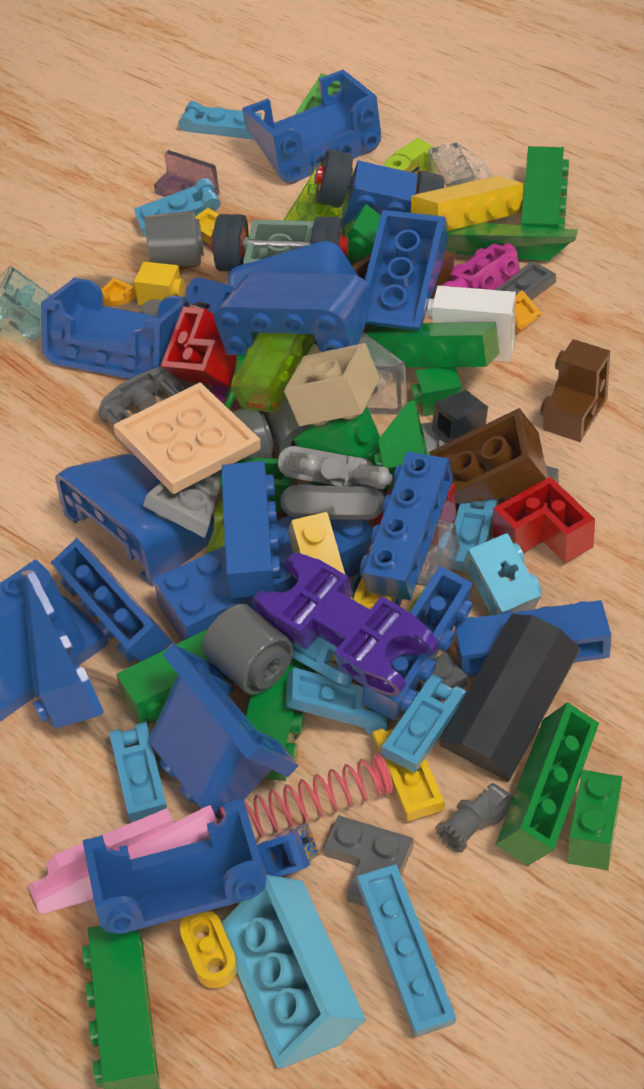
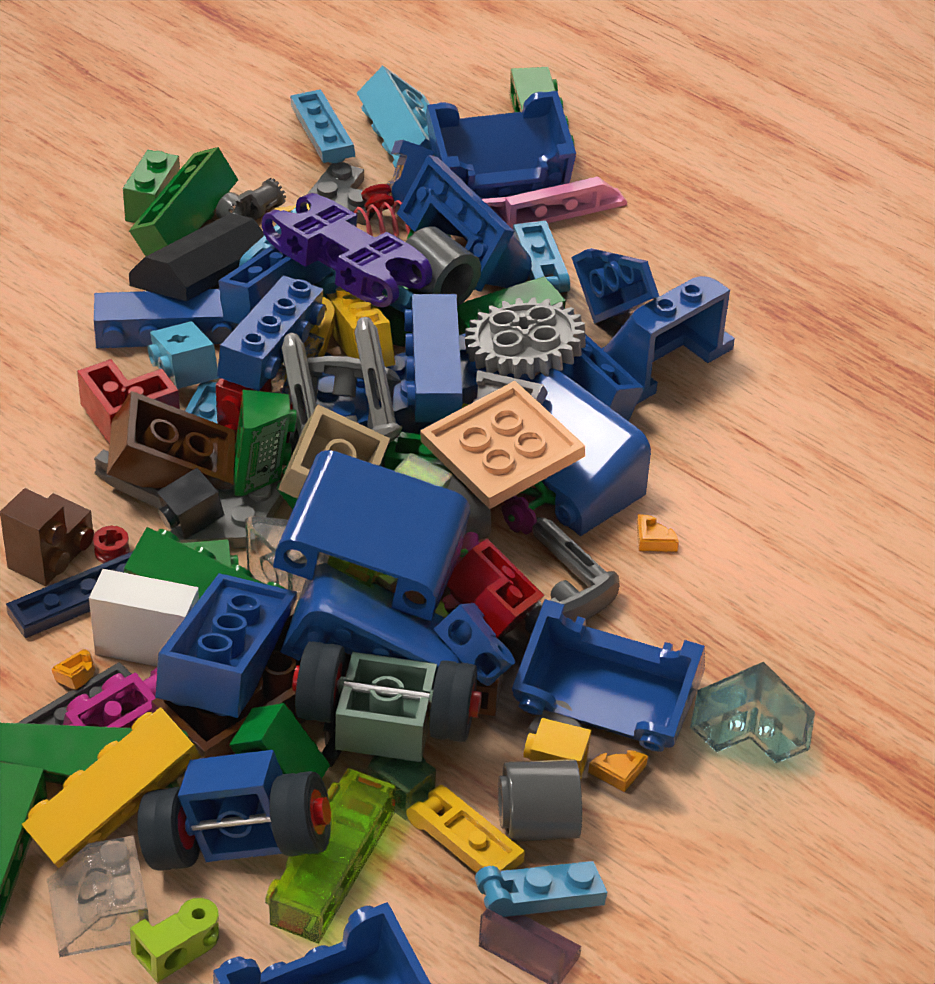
camera: 175 degrees right, 5 degrees down
(56, 464) = (655, 536): none -> light orange tile
(160, 566) = (525, 338): none -> light grey gear
(319, 803) = (377, 196): none -> red bush
(521, 384) = (59, 601): none -> dark blue tile
(528, 406) = (108, 535): none -> red bush

